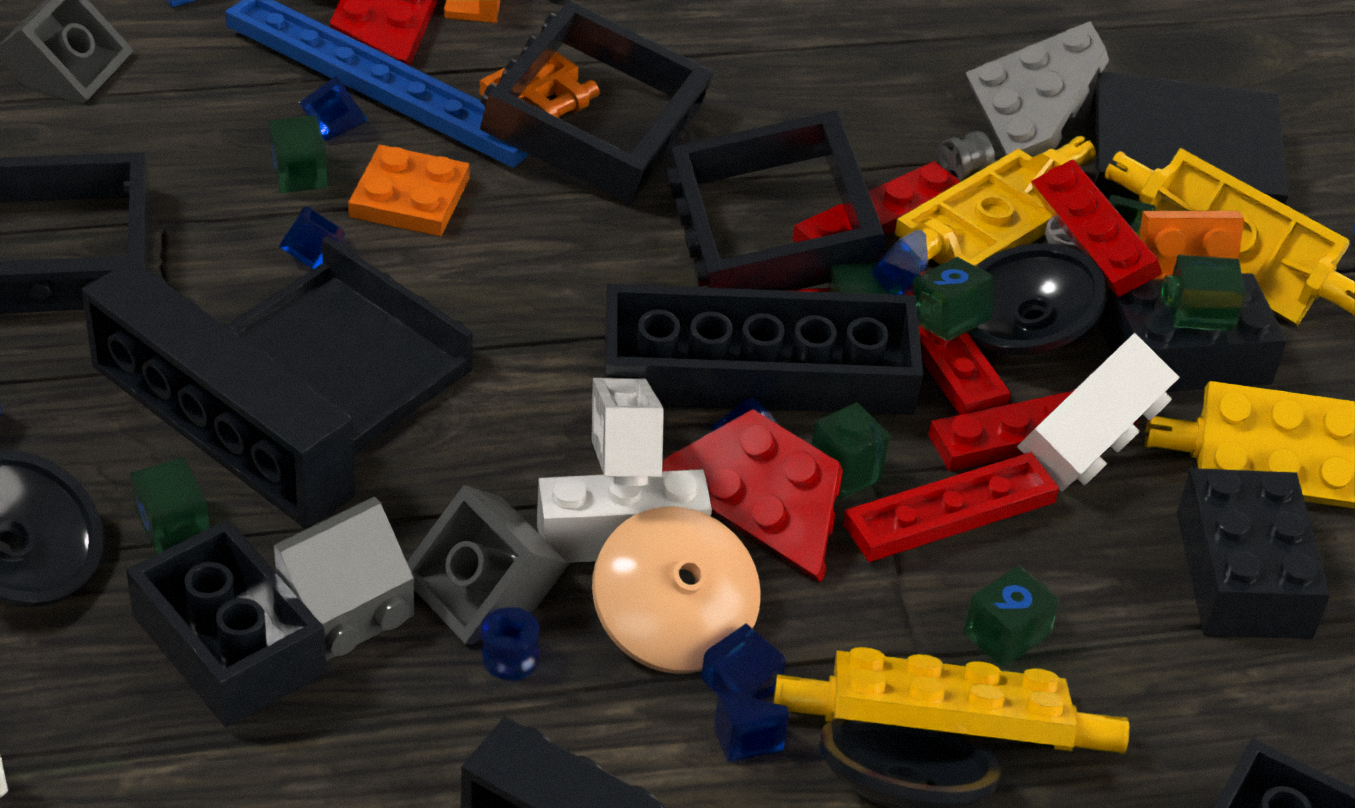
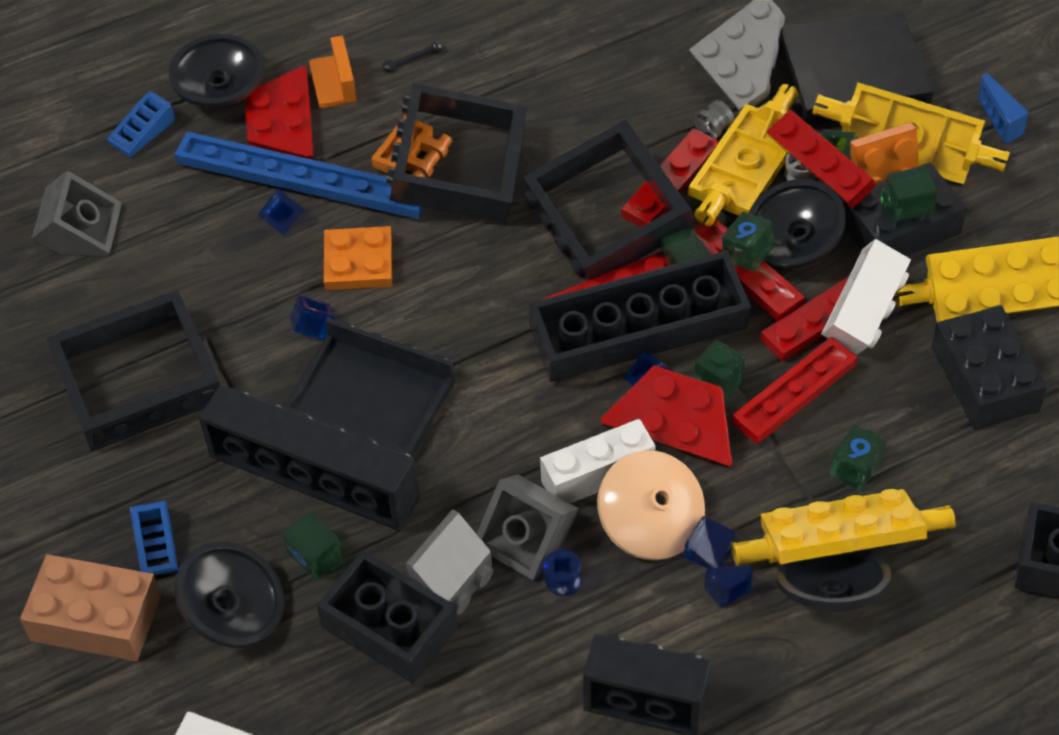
camera: 10 degrees left, 10 degrees up
(298, 154) = (274, 255): clear green brick -> none
(627, 429) = (585, 407): white brick -> none
(902, 263) = (709, 226): clear blue slope -> none

